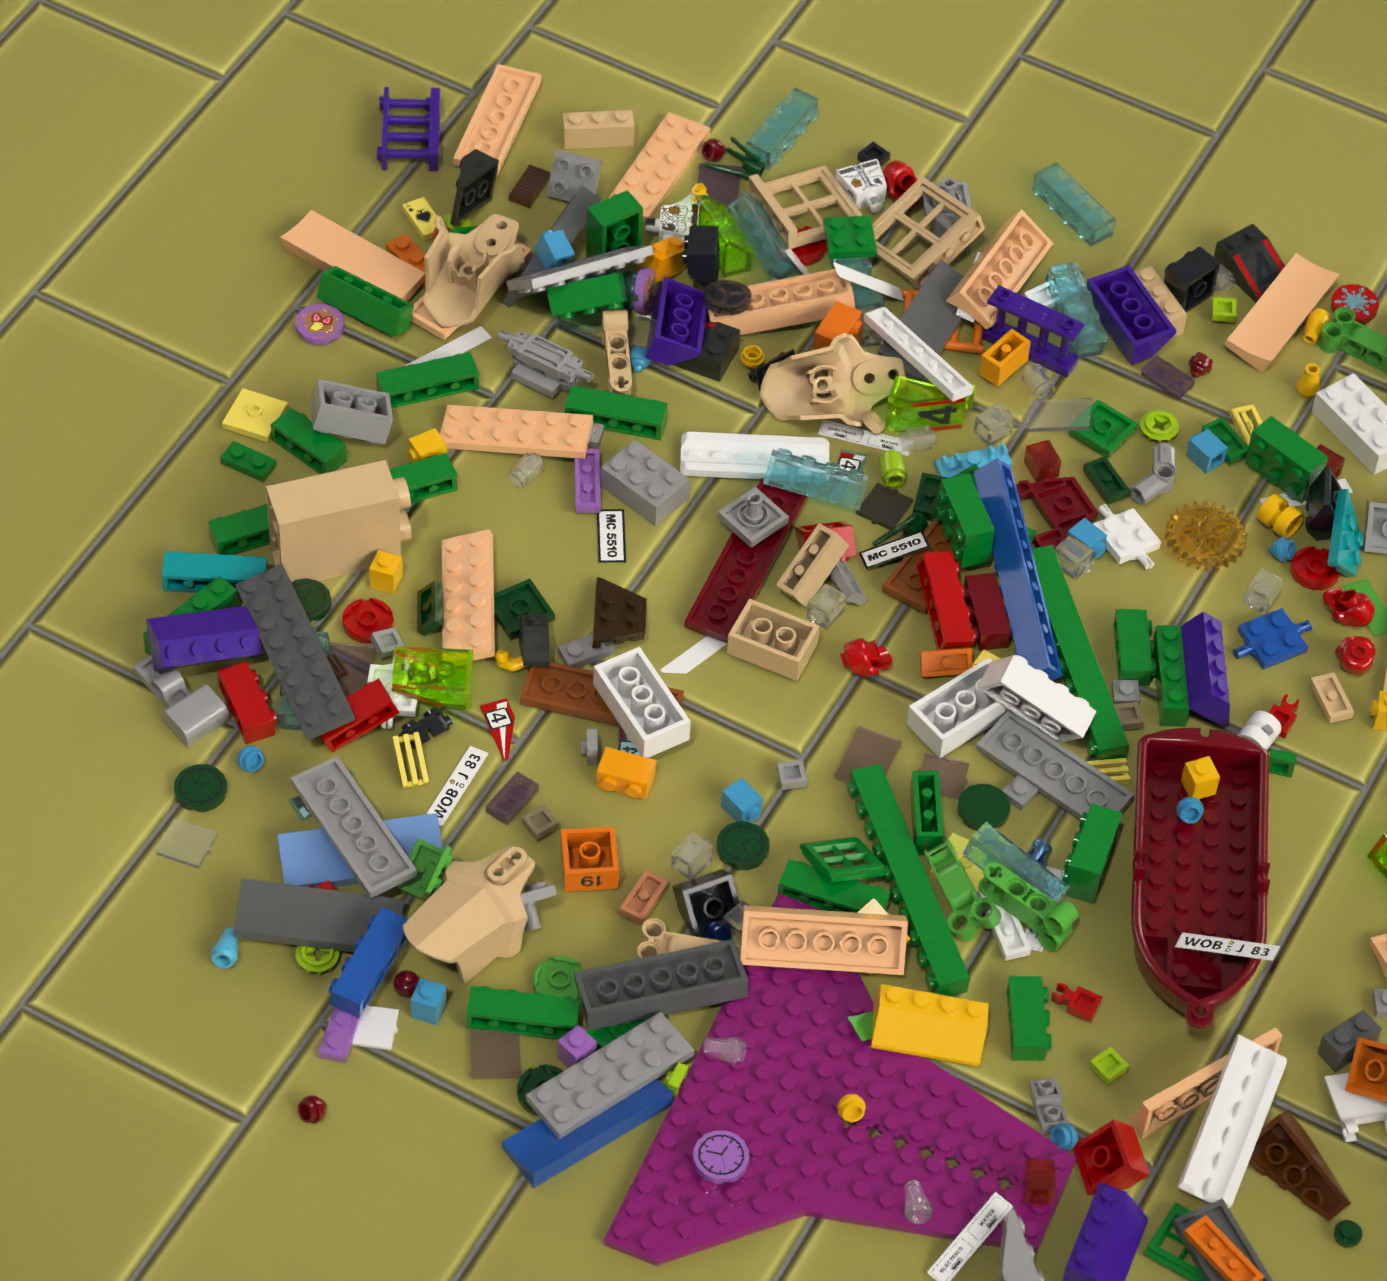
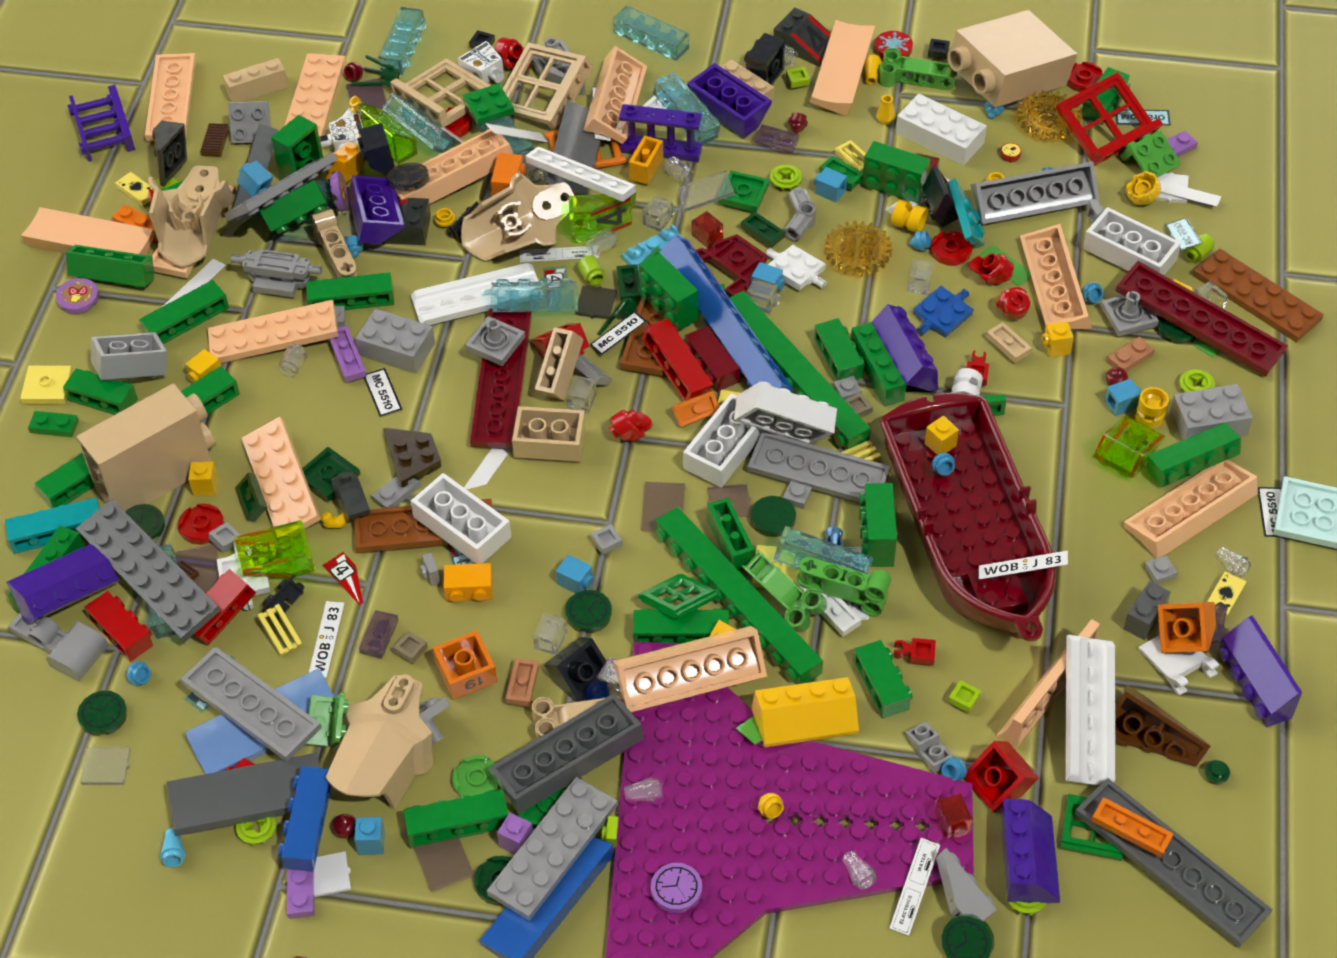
camera: 15 degrees left, 0 degrees up
(873, 421) = (561, 239): tan tile -> none

